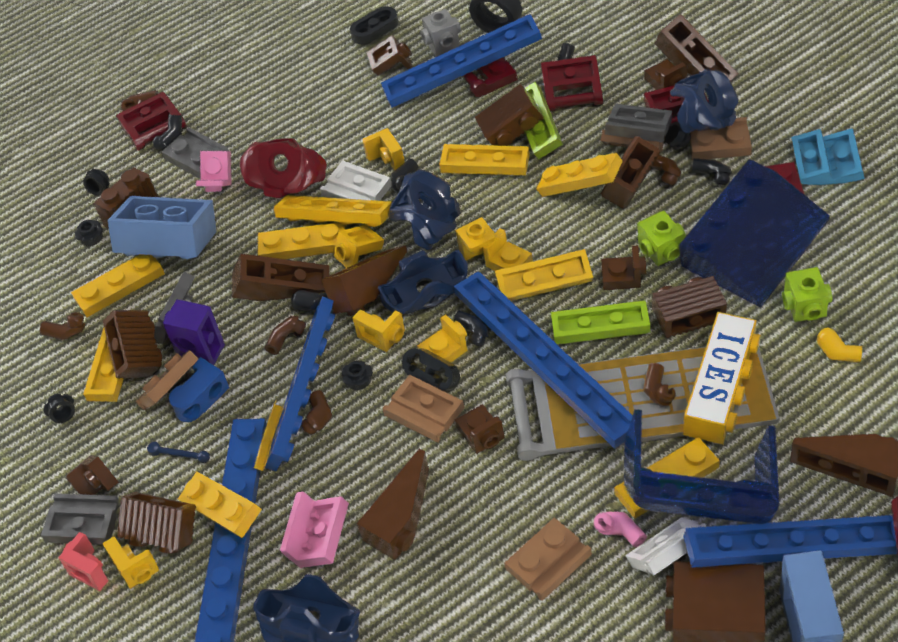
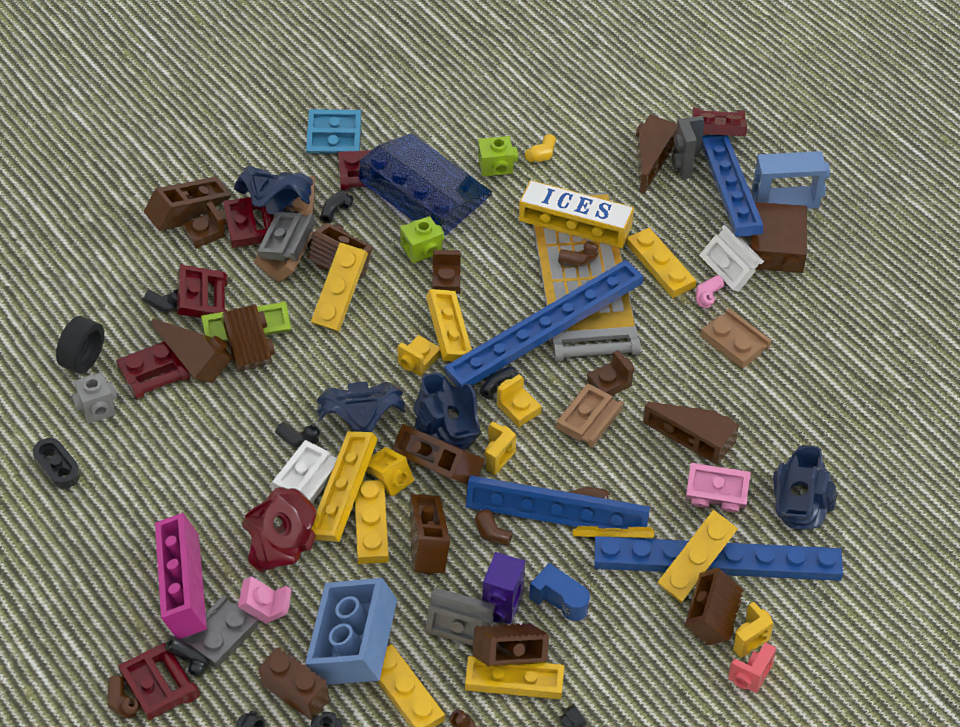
camera: 100 degrees left, 0 degrees up
(80, 513) = (705, 680): flat silver plate -> none
(91, 476) = (660, 664): reddish brown bracket -> none
(154, 449) = (620, 632): dark blue hinge -> none
(159, 386) = (553, 614): medium nougat plate -> none
(236, 109) = (180, 576): none -> dark pink brick
(306, 300) = (456, 505): black arm -> none
(360, 380) = (546, 474): black plate -> none
(385, 146) = (261, 443): yellow bracket -> none
(388, 54) = (114, 447): reddish brown bracket -> none
(433, 363) = (545, 404): black beam -> none
(461, 60) = (154, 376): blue plate -> none
(474, 237) = (403, 365): yellow bracket -> none
(484, 159) = (290, 367): yellow plate -> none
(500, 81) = (200, 354): none -> reddish brown slope
(600, 322) = (505, 290): lime plate -> none
(688, 305) = (495, 231): reddish brown brick -> none
(704, 497) = (689, 202): clear blue windscreen -> none
(856, 485) = (687, 144): none -> dark grey bracket

